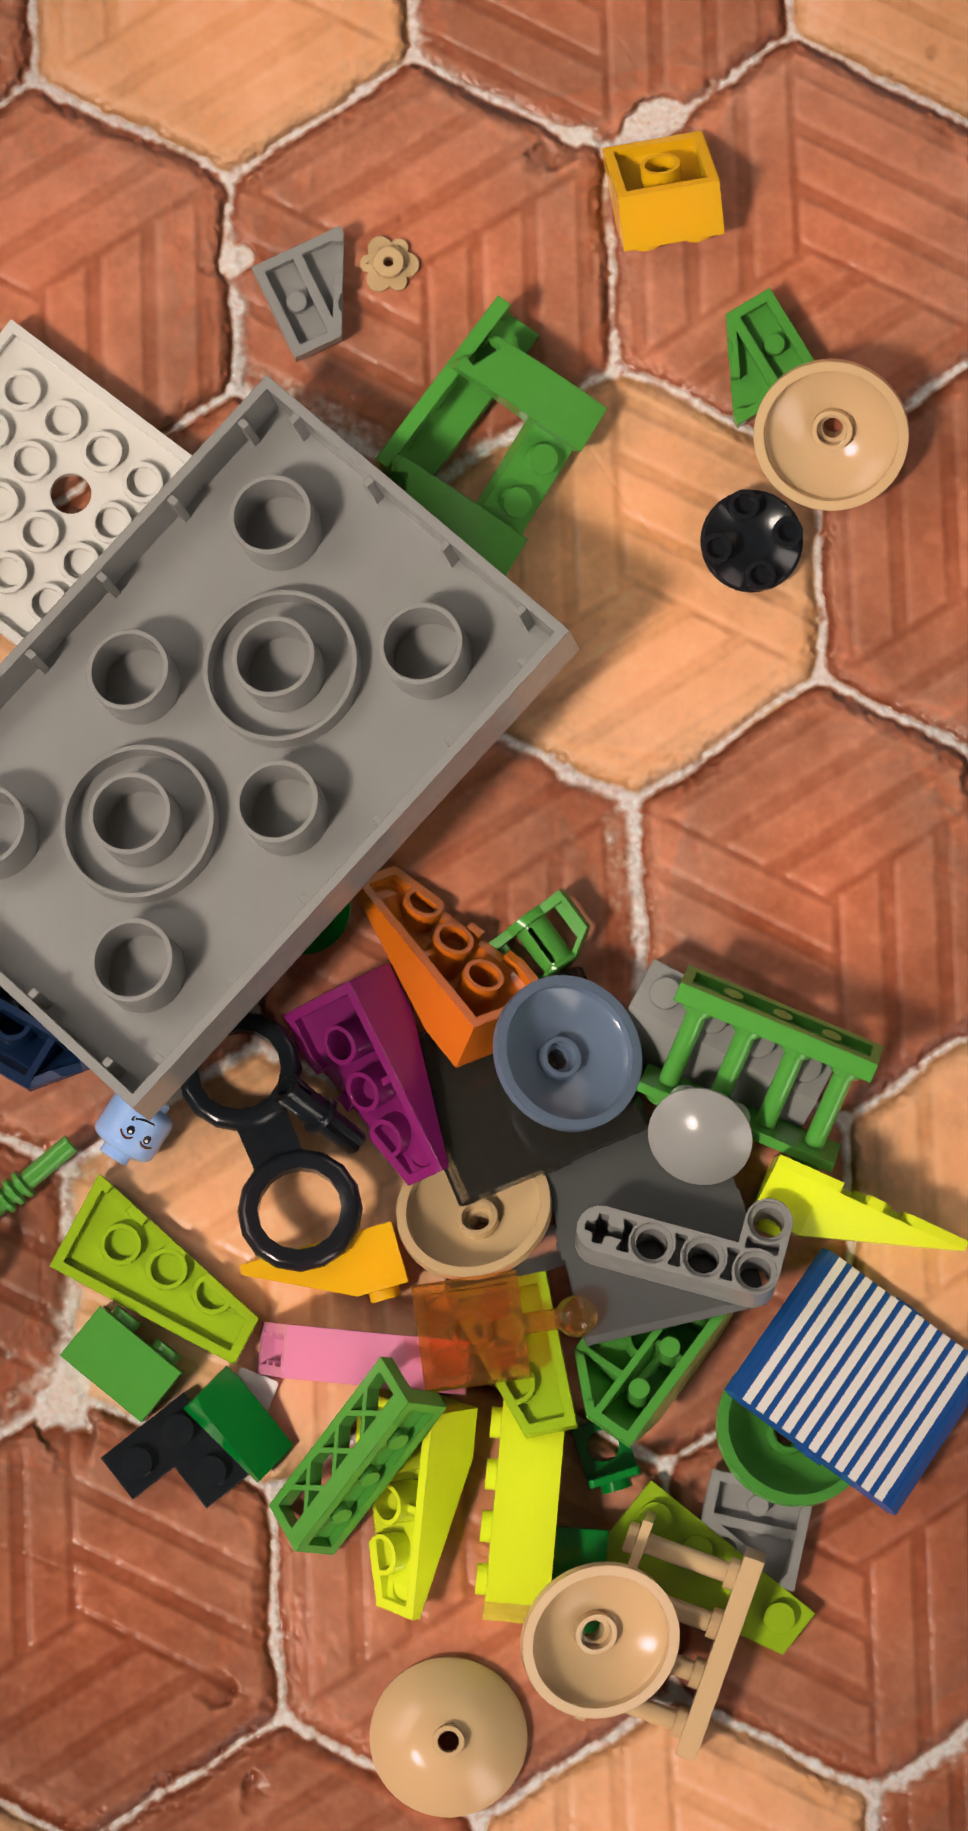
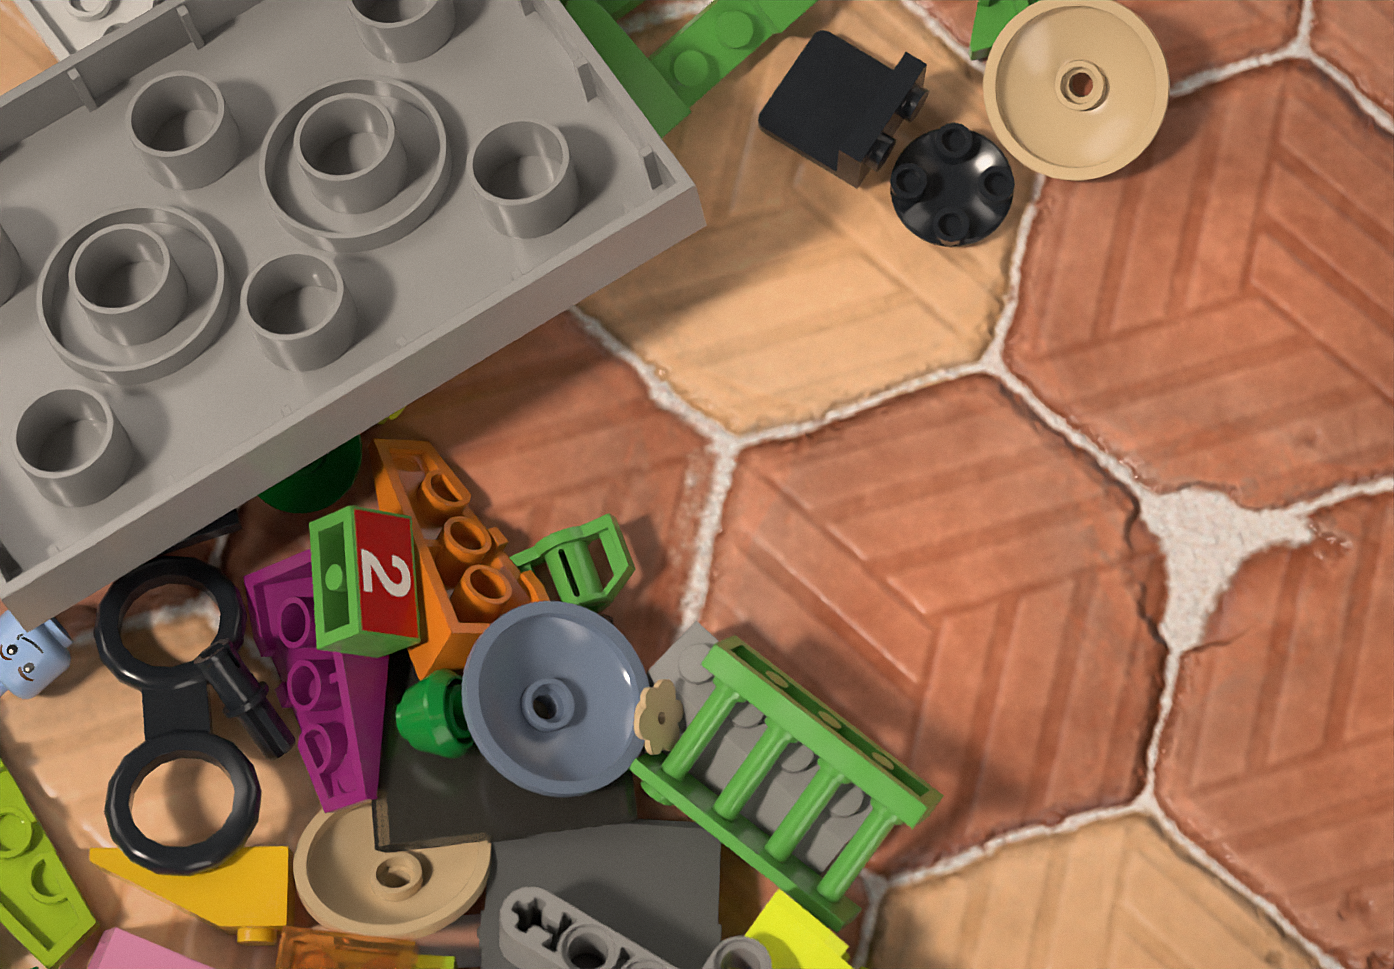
camera: 20 degrees right, 10 degrees down
(391, 1003) = (364, 582): none -> brick
(475, 1090) = (434, 715): none -> green cone
(646, 498) = (843, 106): none -> black bracket
(647, 1044) = (658, 717): none -> tan plant
(700, 1135) = (690, 843): light grey dish -> none

